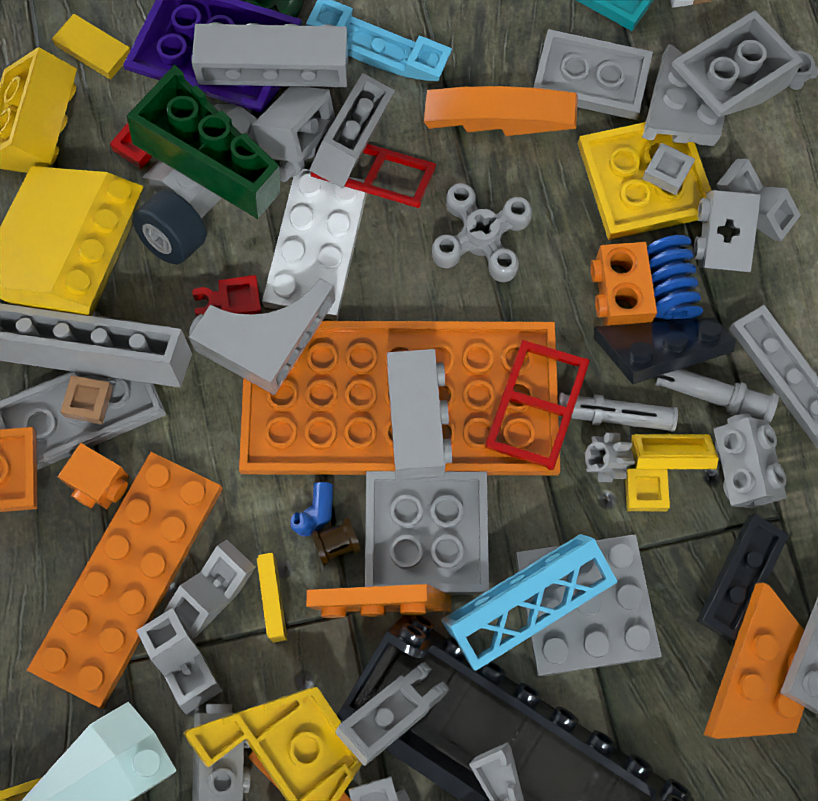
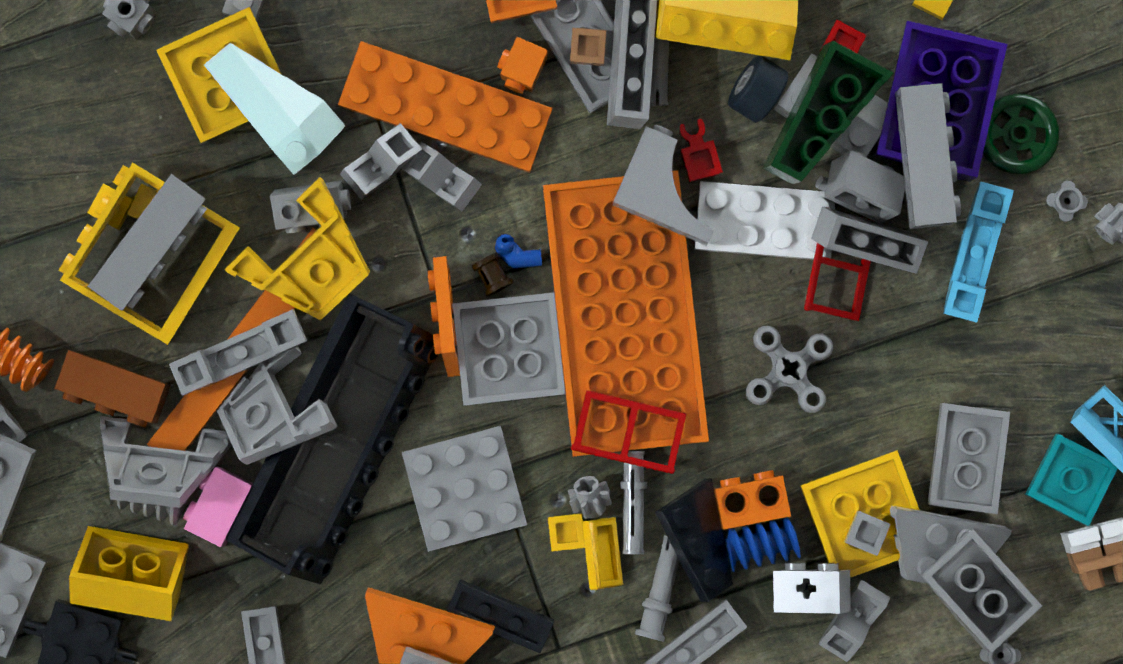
camera: 85 degrees right, 15 degrees up
(271, 598) = (439, 228): yellow tile -> none
(389, 715) = (353, 334): light grey hinge -> none
(418, 414) = (605, 329): light grey brick -> none
(501, 107) = (917, 375): orange slope -> none
(520, 587) = (465, 428): medium azure fence -> none
(749, 462) = (599, 617): light grey brick -> none

